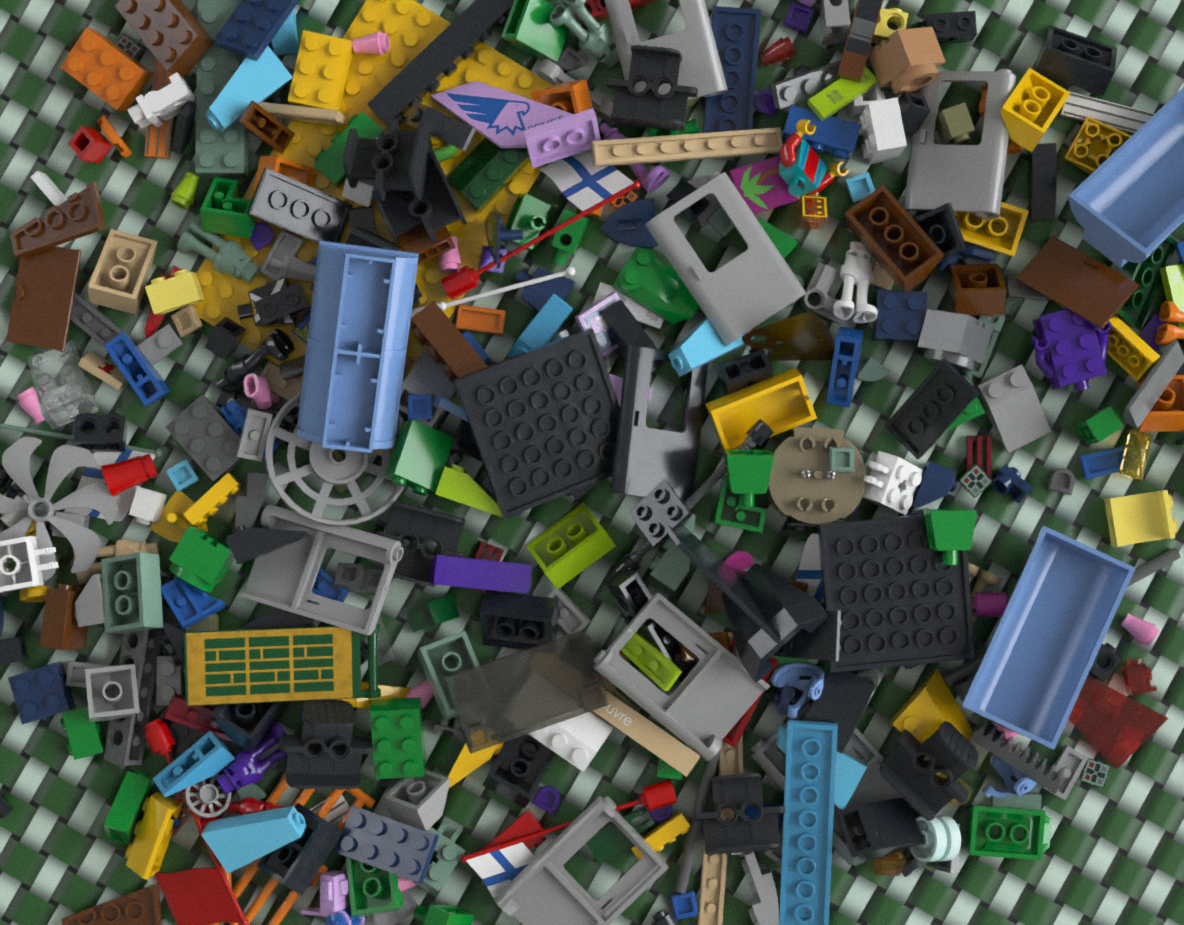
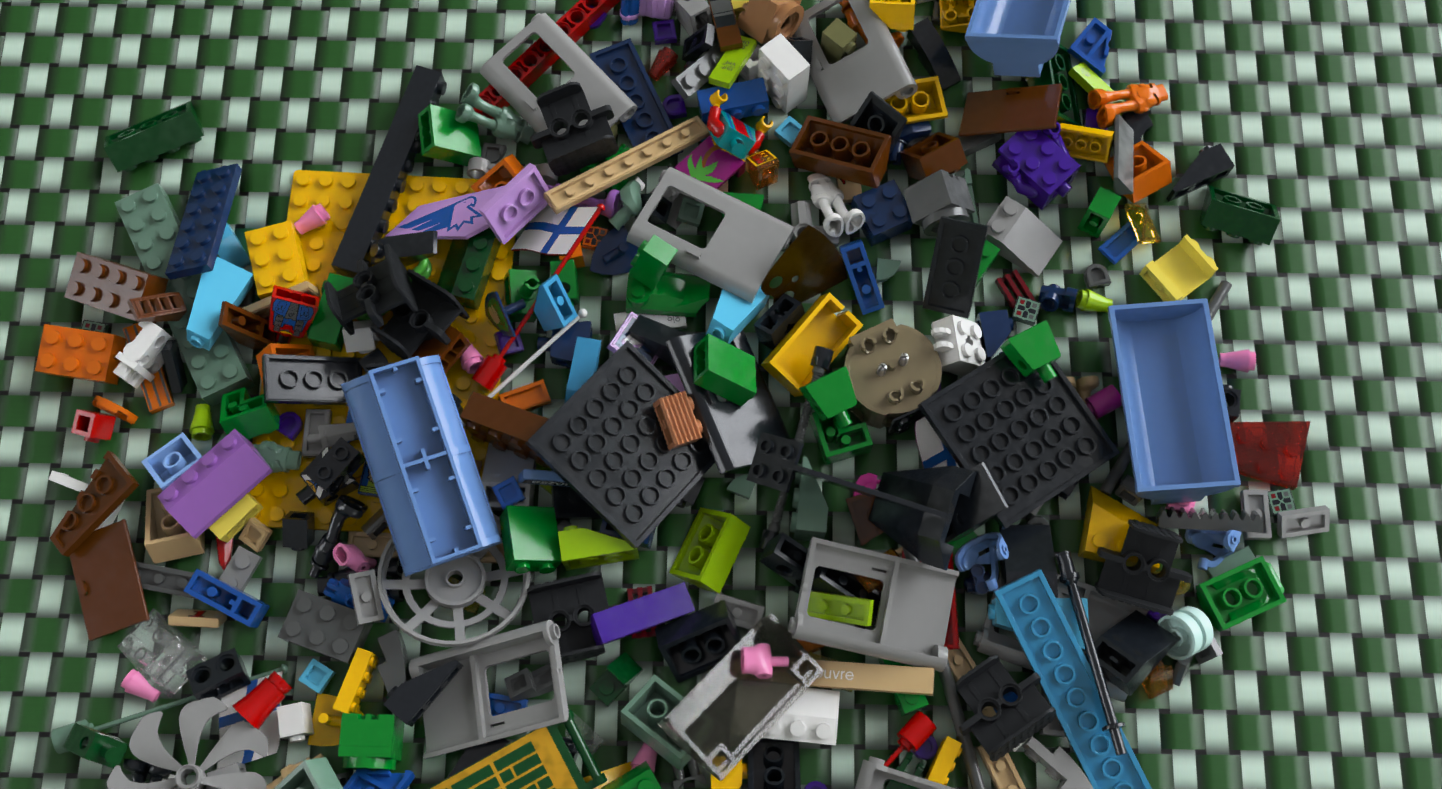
camera: 30 degrees left, 15 degrees down
(147, 227) = (171, 460): none -> light blue brick
(172, 263) = (215, 483): none -> medium lavender slope
(207, 70) = (172, 302): none -> reddish brown slope
(310, 134) = (291, 313): none -> torso
(546, 254) = (553, 305): none -> dark azure slope
(558, 669) = (759, 661): none -> bright pink piece
(599, 425) = (678, 420): none -> nougat brick
(628, 502) = (741, 486): none -> sand green tile
(657, 260) = (652, 261): none -> green brick
(665, 400) = (724, 370): none -> green brick
(671, 184) = (632, 203): none -> sand green arm
(822, 52) = (698, 42): none -> black plate
(841, 459) = (905, 342): sand green tile -> none
(861, 744) = (1069, 578): none -> black bar
(1042, 504) = (1092, 301): none -> lime cone
(1102, 801) = (1303, 521): none -> light grey plate
(1137, 677) = (1262, 401): clear red brick -> none

